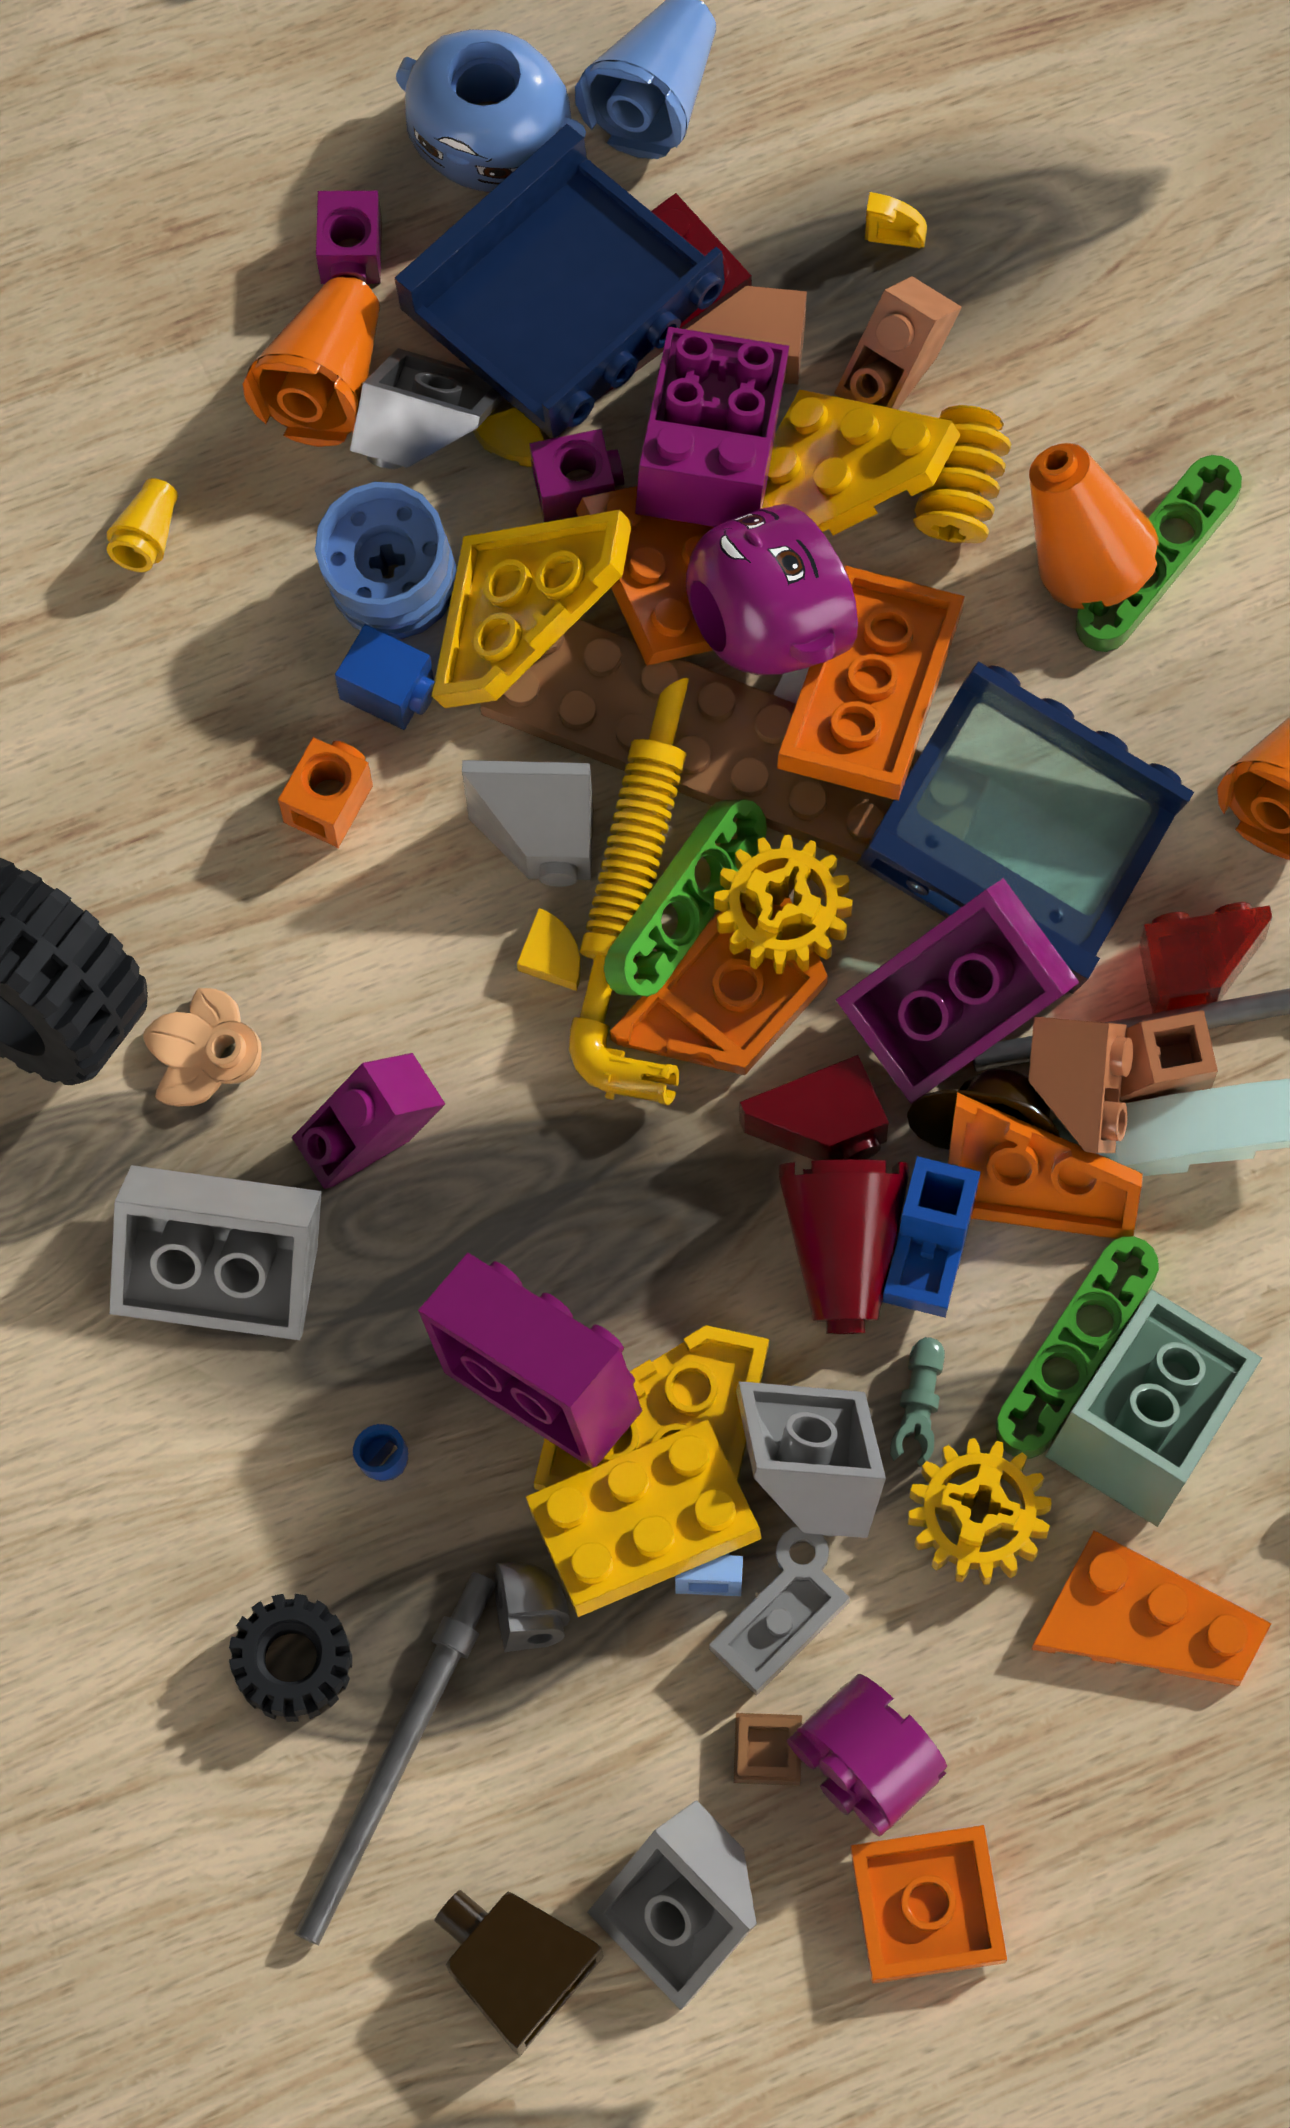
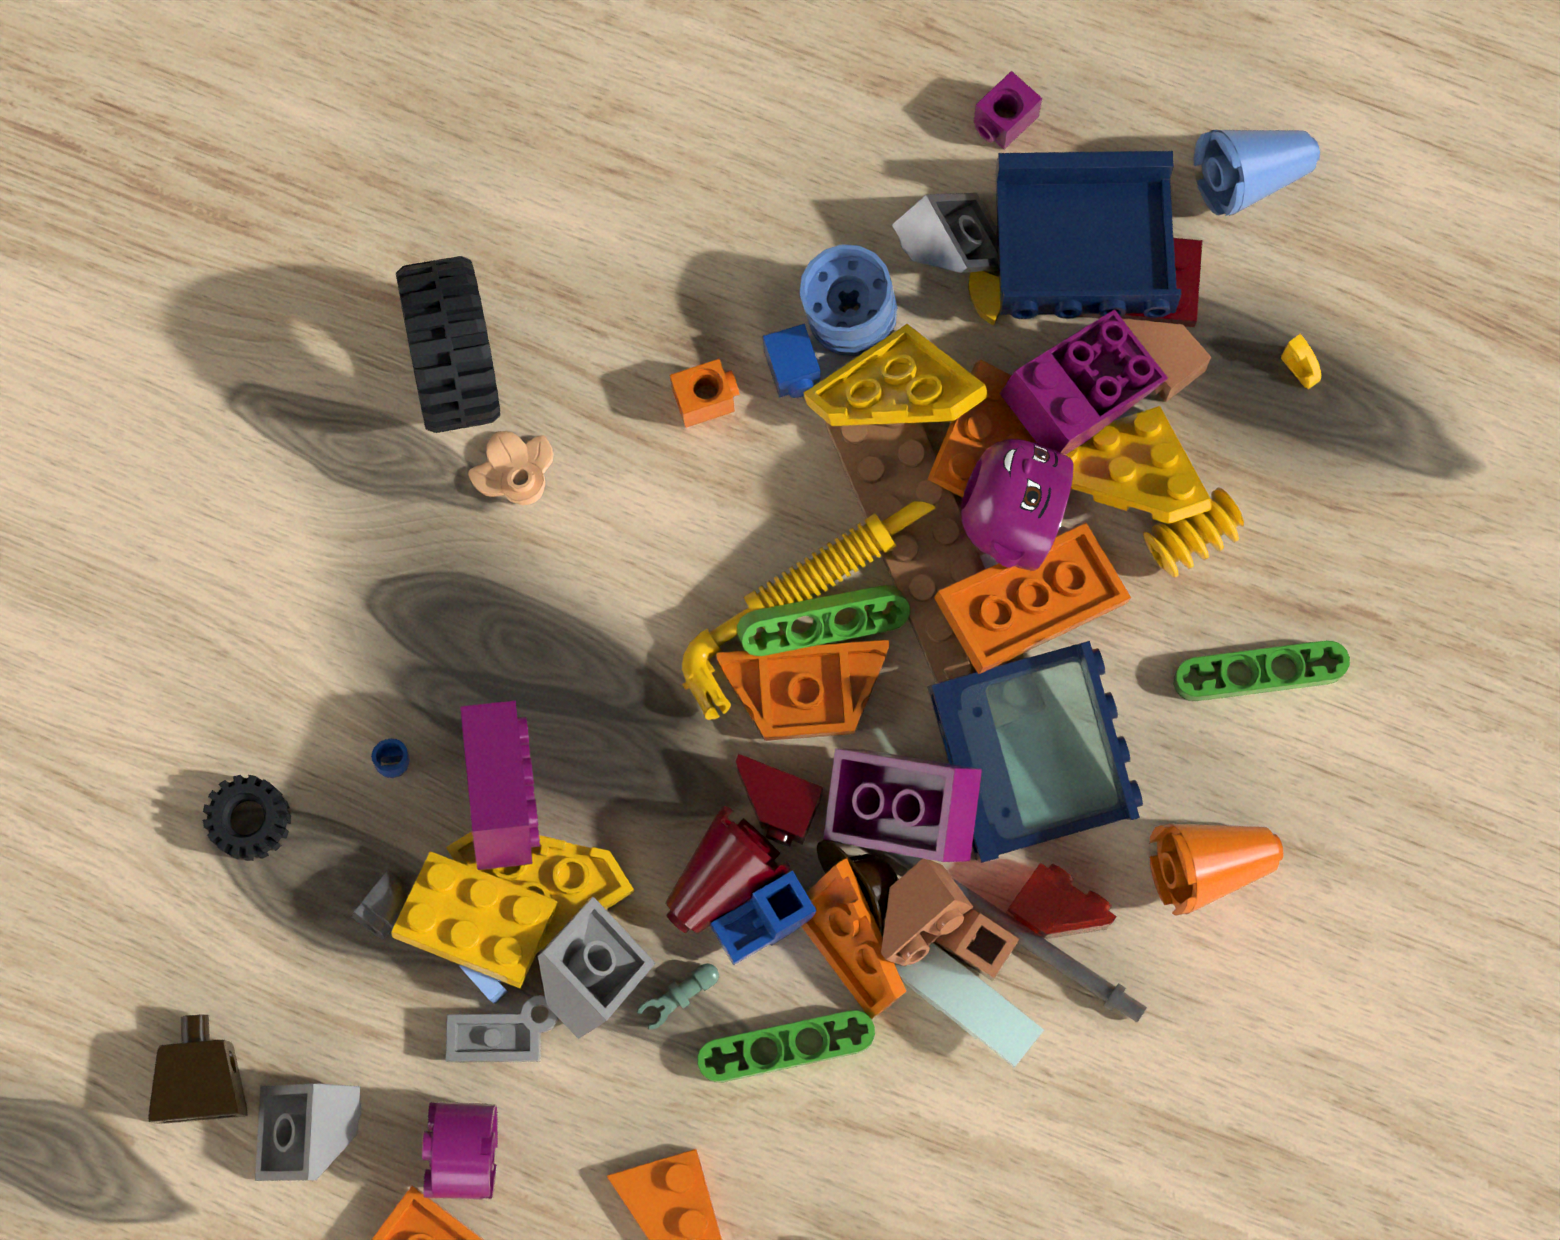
camera: 45 degrees right, 5 degrees up
(143, 527) = (751, 169): yellow cone -> none
(214, 1252) = (414, 576): light grey slope -> none
(318, 365) = (923, 162): orange cone -> none
(368, 1118) = (555, 581): magenta slope -> none
(453, 1640) = (332, 887): flat silver bar -> none
(478, 142) = (1151, 74): medium blue piece -> none
(535, 815) = (792, 508): light grey slope -> none
(551, 952) = (732, 583): yellow tile -> none
(557, 457) = (991, 326): magenta brick -> none
(763, 890) = (883, 666): yellow gear -> none
(763, 1749) = (422, 1088): medium nougat tile -> none
(898, 344) = (1234, 430): nougat slope -> none
(955, 1502) = (628, 1091): yellow gear -> none
(1087, 530) = (1226, 625): orange cone -> none
(1153, 1407) = (791, 1116): sand green slope -> none

